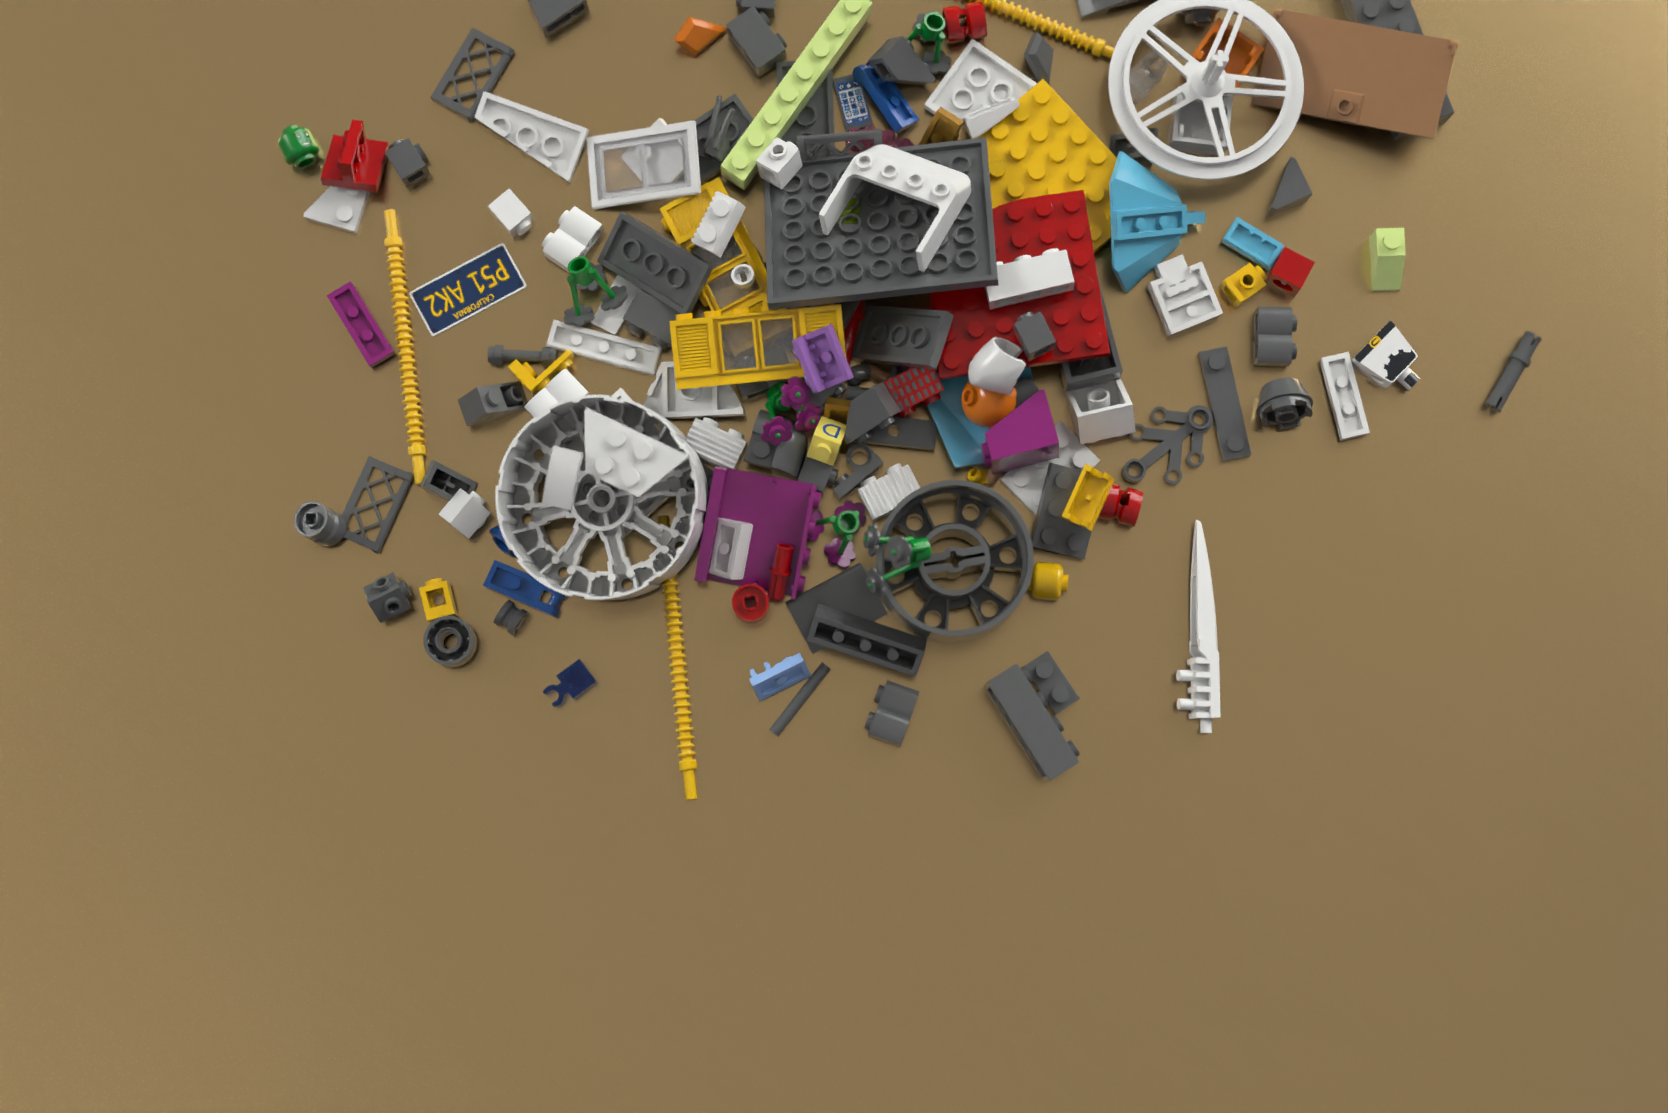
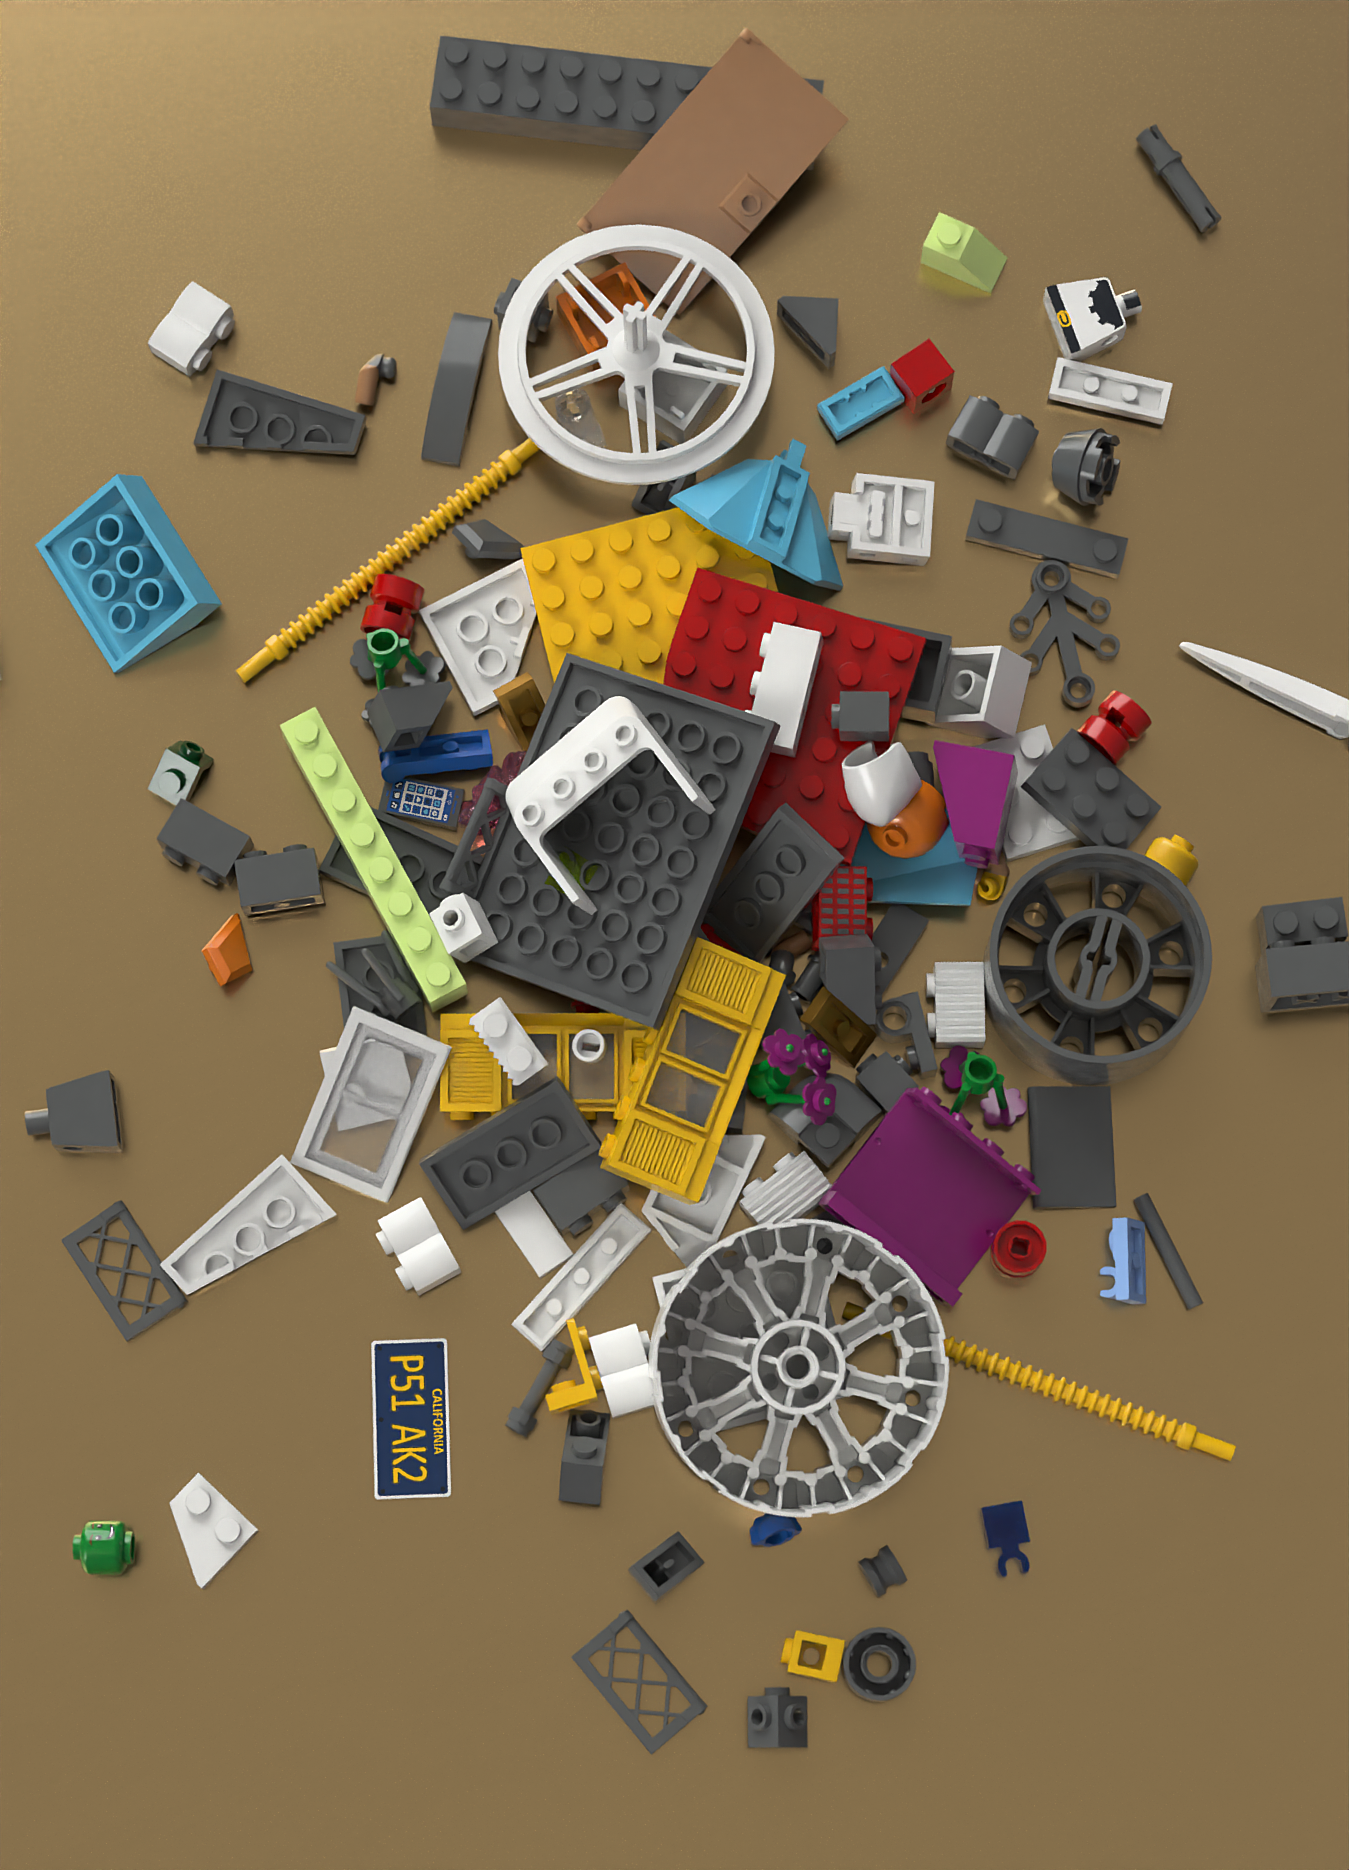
camera: 60 degrees left, 5 degrees down
(319, 523) = (635, 1763): dark grey wheel -> none
(354, 160) = (164, 1481): red bracket -> none
(360, 324) = (388, 1581): magenta plate -> none
(393, 244) = (300, 1486): yellow hose -> none
(407, 160) = (199, 1411): dark grey brick -> none
(465, 512) = (714, 1562): white brick -> none
(511, 213) = (343, 1309): white brick -> none
(522, 588) = (849, 1538): blue plate -> none
(562, 478) = (757, 1397): white slope -> none
(589, 276) = (481, 1249): plant -> none
(625, 455) = (769, 1300): white wing -> none
(730, 549) = (933, 1240): white slope -> none
(780, 571) = (993, 1191): red axle -> none
(822, 359) = (757, 994): medium lavender bracket -> none
(827, 441) = (857, 1047): light yellow brick -> none
(867, 640) = (1137, 1125): dark grey brick -> none
(892, 713) = (1244, 1141): dark grey brick -> none
(903, 551) = (1067, 1012): dark grey plant -> none
(984, 119) = (535, 638): white slope -> none
(1088, 497) = (1094, 758): yellow hinge -> none
(1237, 291) = (903, 450): yellow brick -> none

